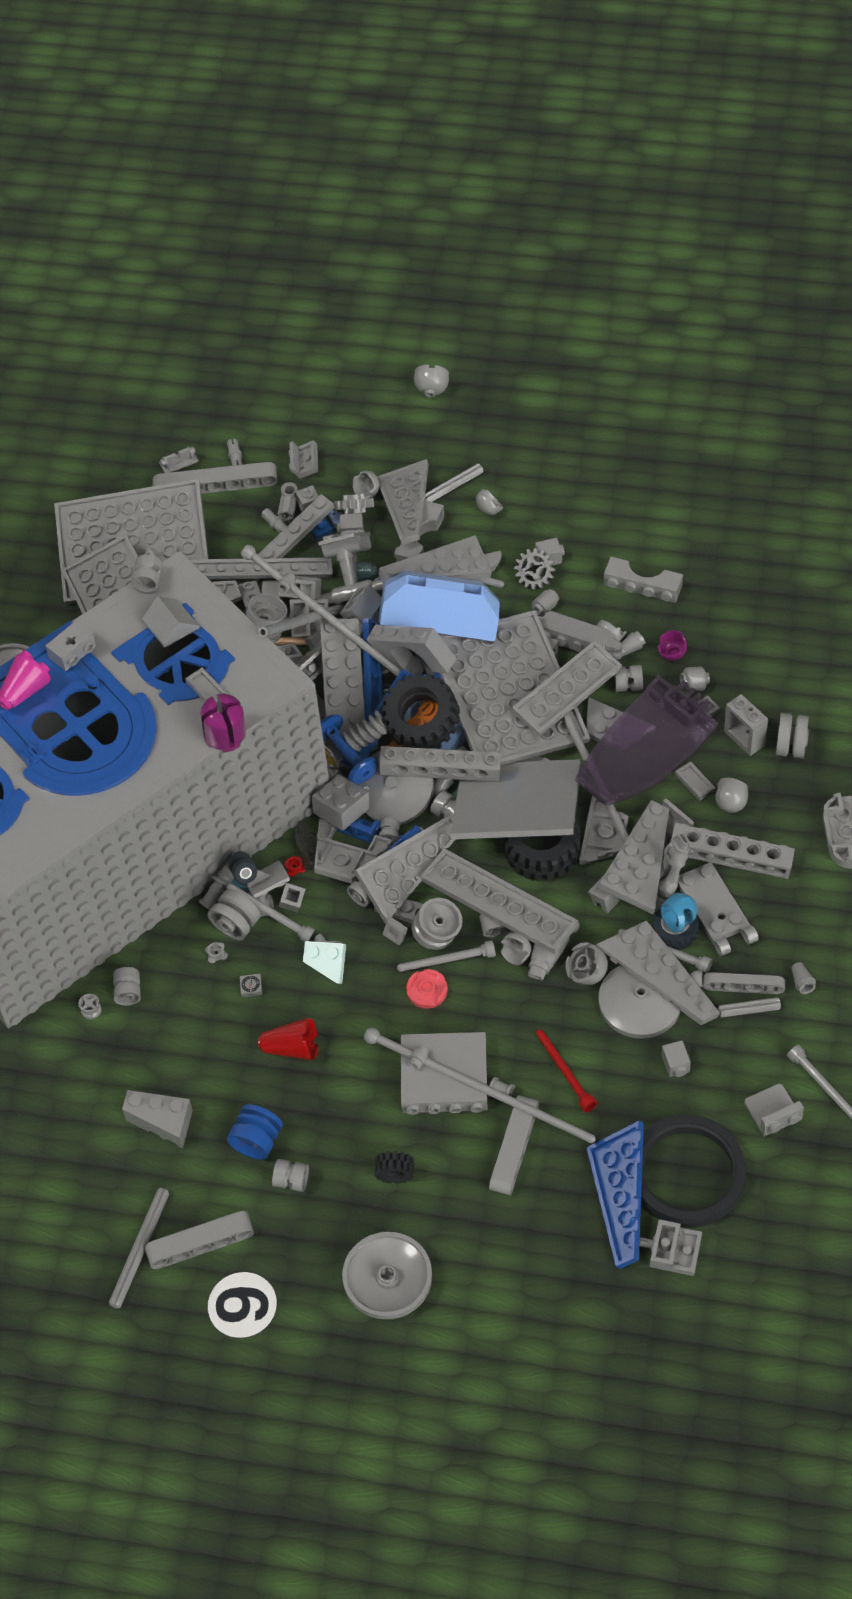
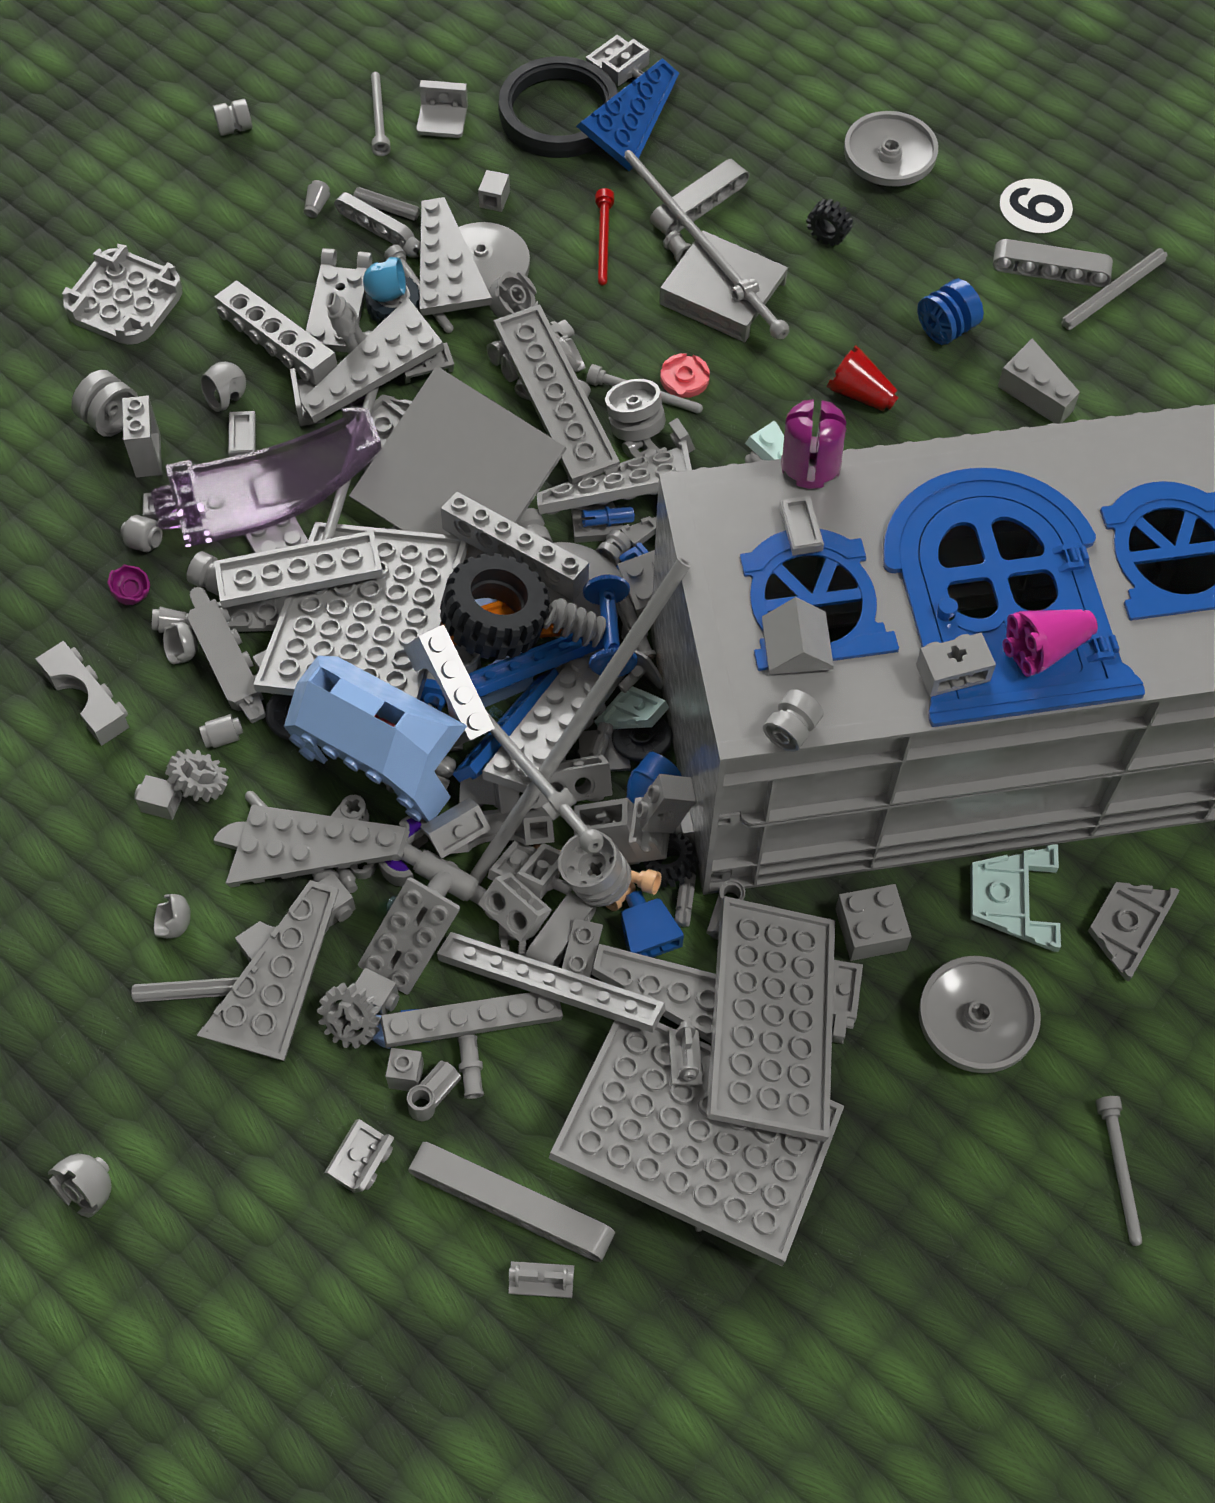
camera: 155 degrees left, 5 degrees up
(234, 454) = (452, 1235): light grey pin -> none
(290, 1175) = (932, 268): light grey wheel -> none
(366, 483) = (307, 1047): light grey hair -> none

